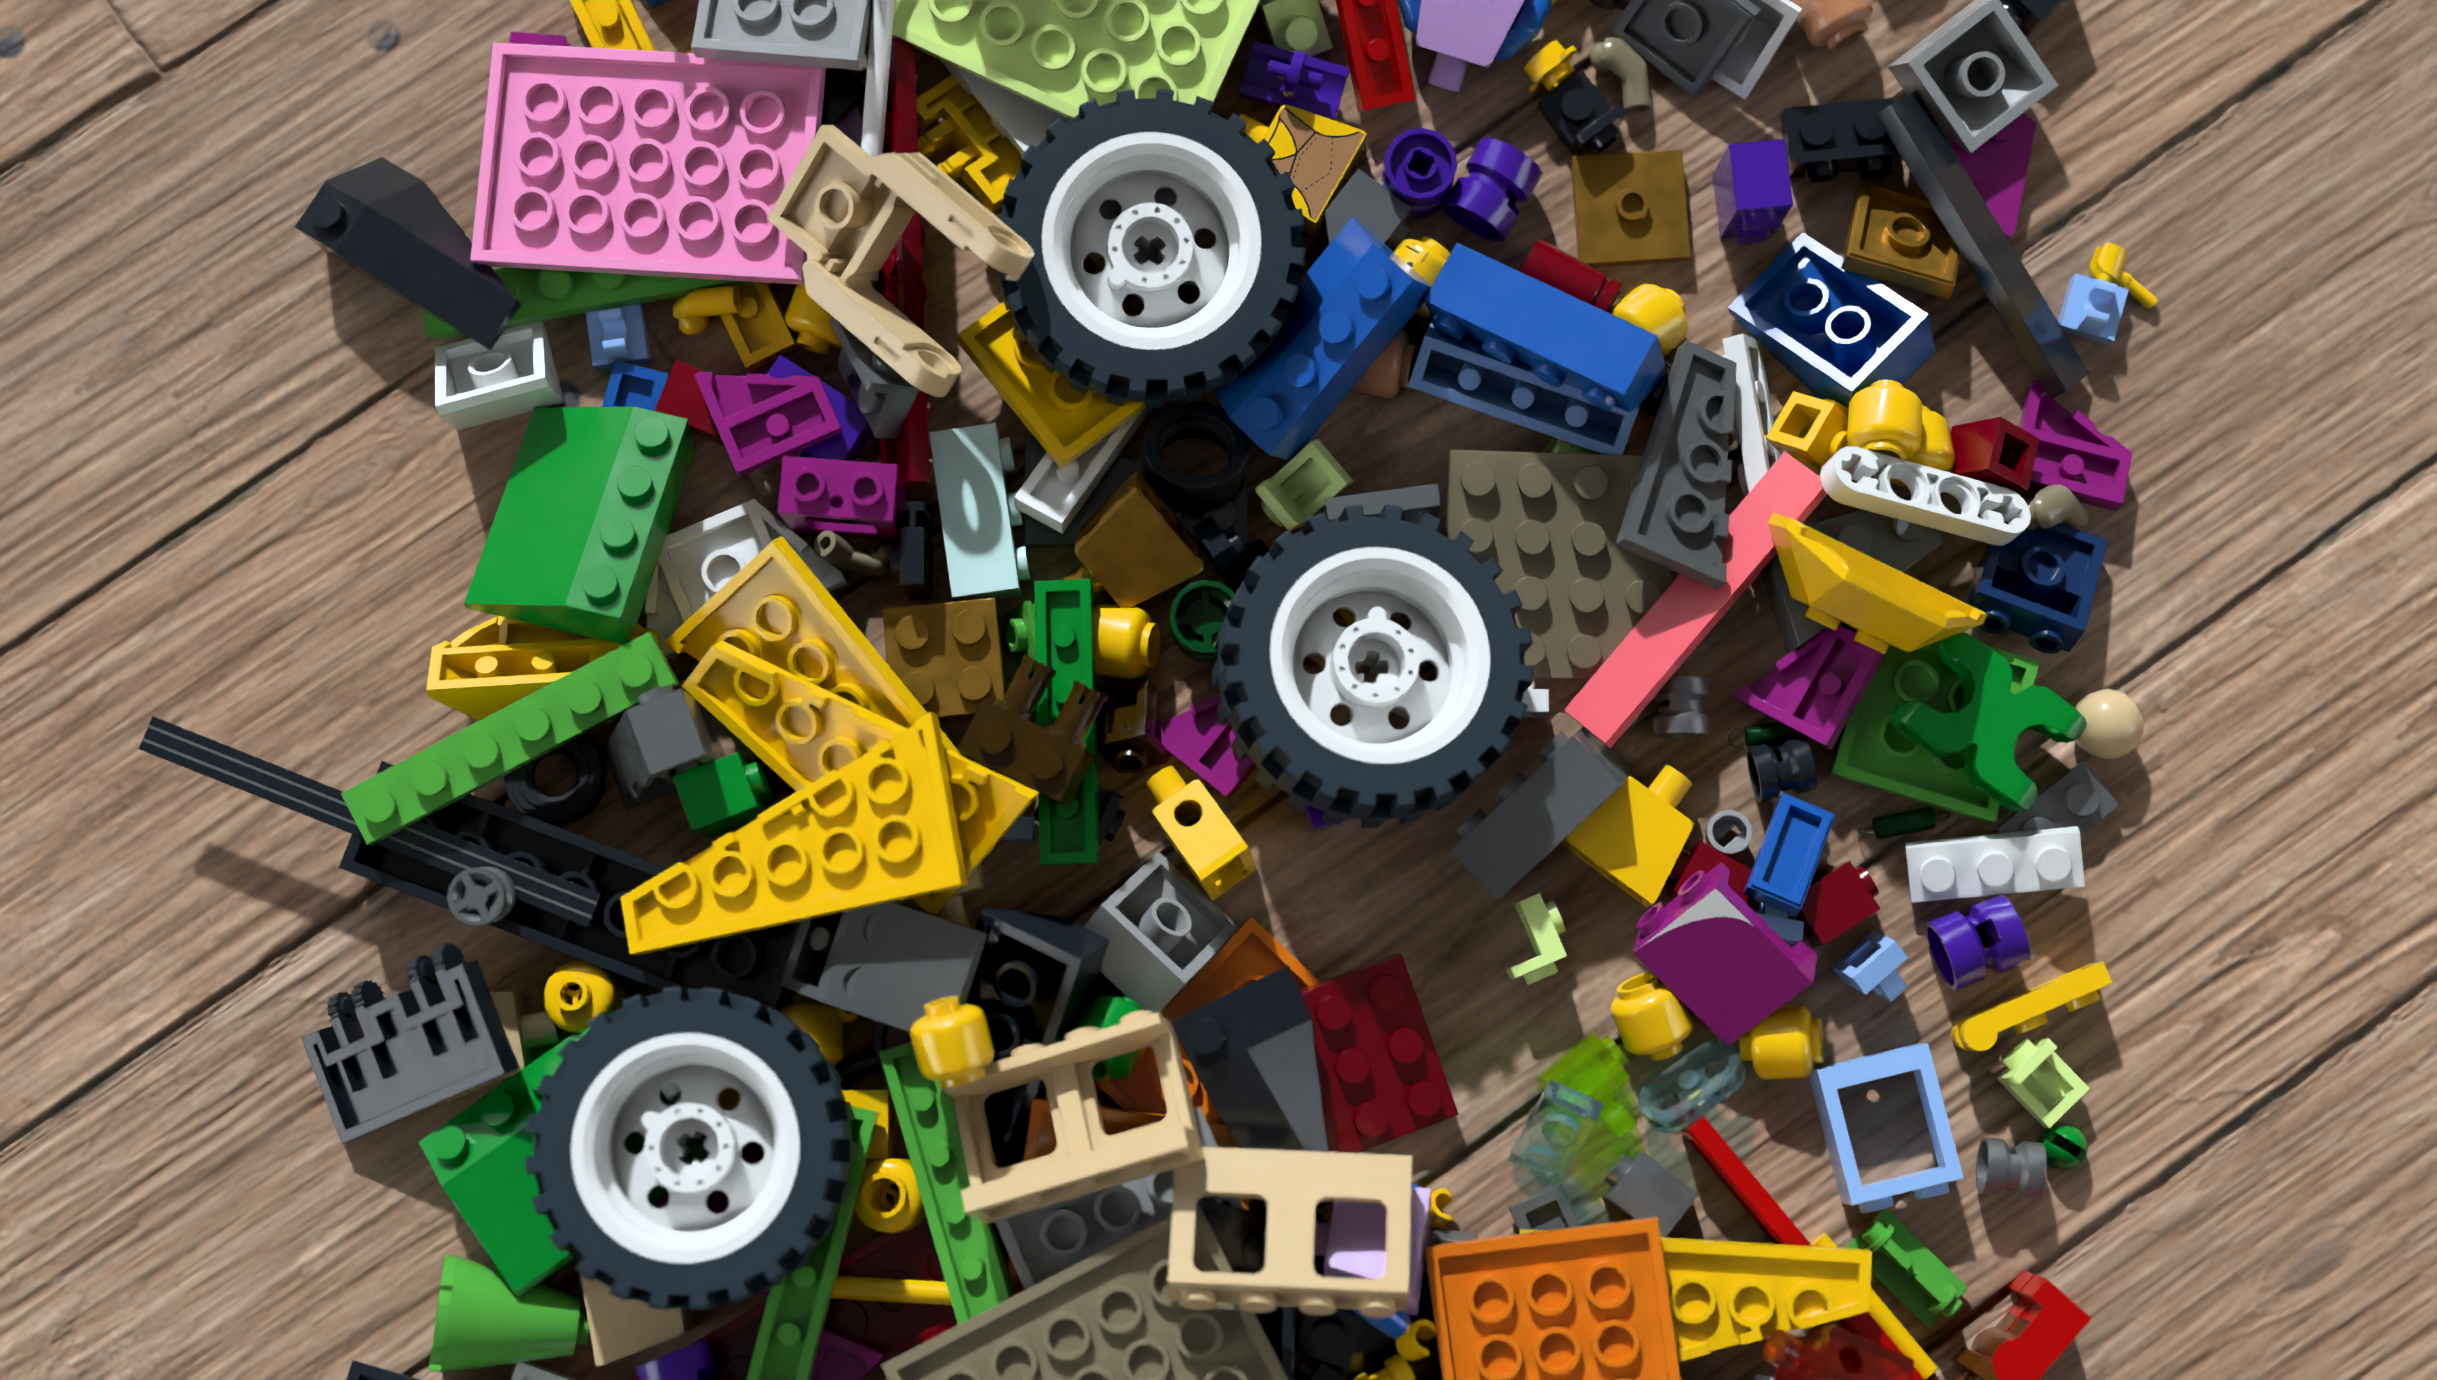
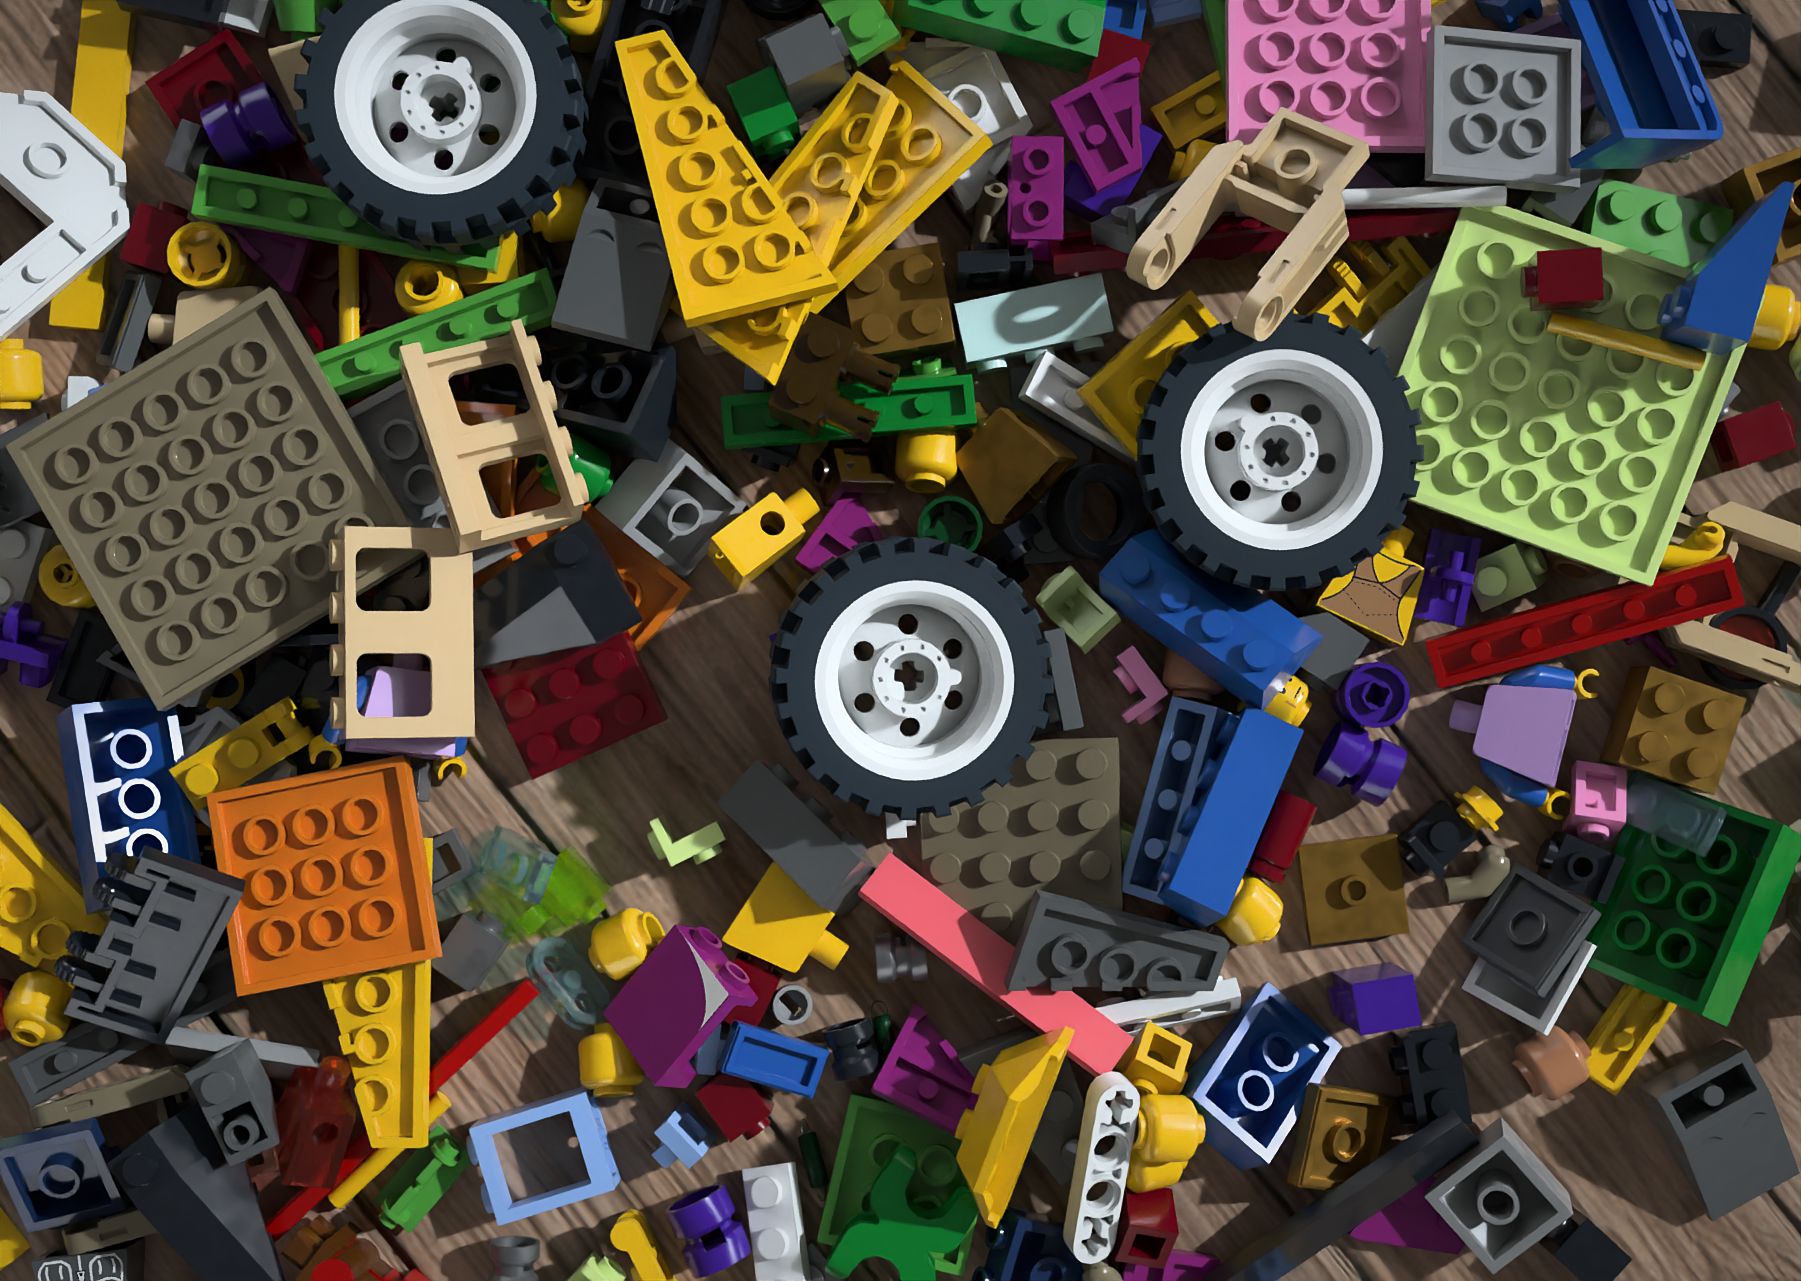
camera: 90 degrees right, 5 degrees up
(704, 302) = (1203, 63): yellow arm -> none
(952, 1042) = (547, 324): yellow head -> none
(1381, 425) = (1137, 676): none -> bright pink bracket

